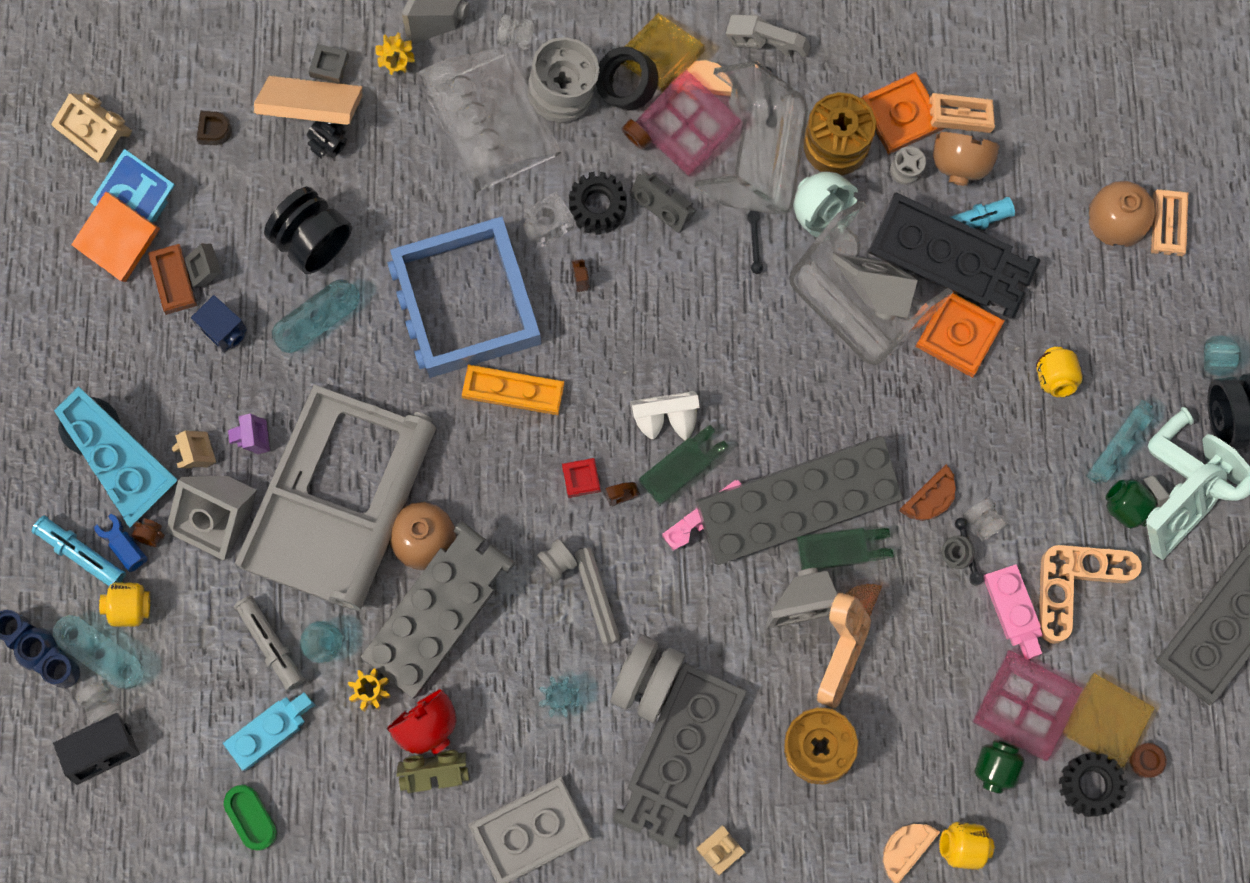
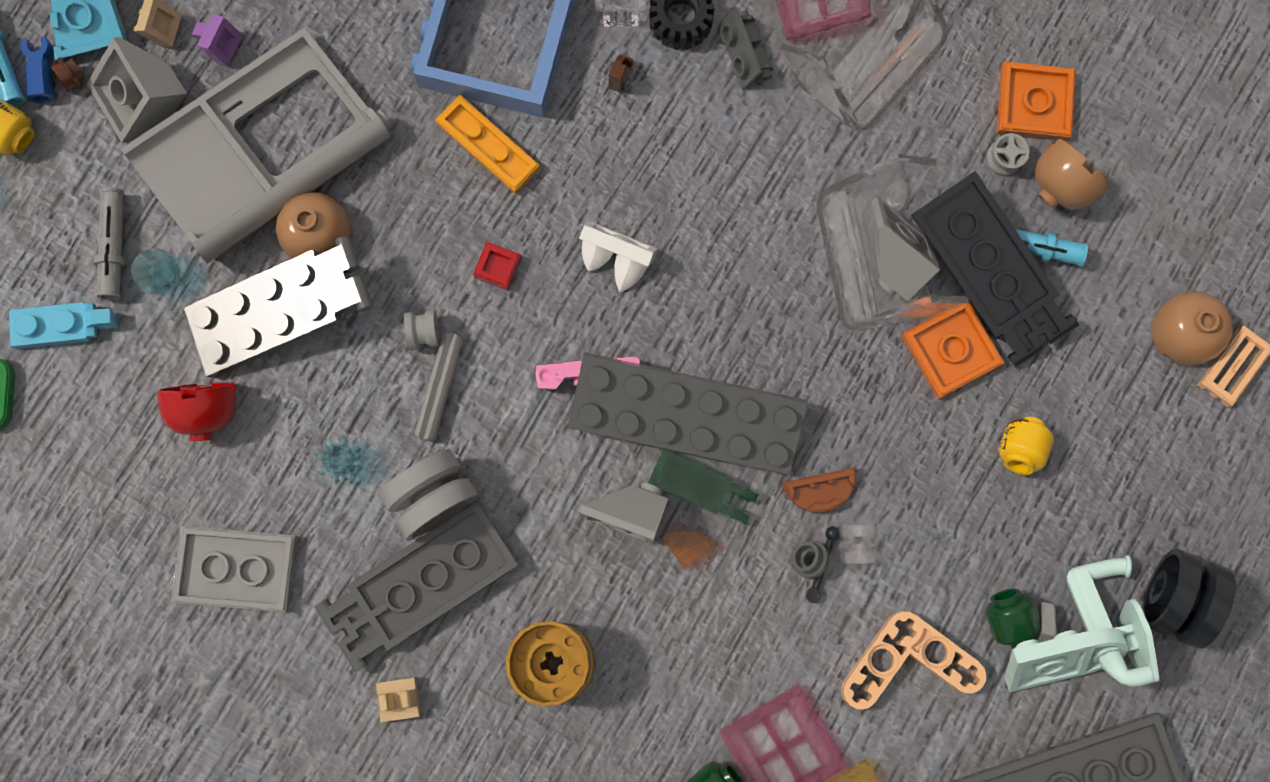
camera: 30 degrees right, 5 degrees up
(378, 691) = (165, 335): yellow gear -> none
(419, 770) = (166, 447): olive hinge -> none
(621, 493) = (524, 303): reddish brown tile -> none
(680, 466) = (597, 312): clear green hinge -> none
(753, 218) = (823, 118): black hinge -> none
(821, 199) = (899, 132): light aqua cylinder -> none
(829, 146) = (945, 97): pearl gold wheel -> none
(853, 627) = (658, 571): light nougat beam -> none
(962, 118) = (1093, 139): light nougat tile -> none
(1014, 609) = (830, 649): bright pink hinge -> none
(1120, 443) = (1042, 552): clear light blue plate -> none
(1221, 355) = (1201, 529): clear light blue piece -> none

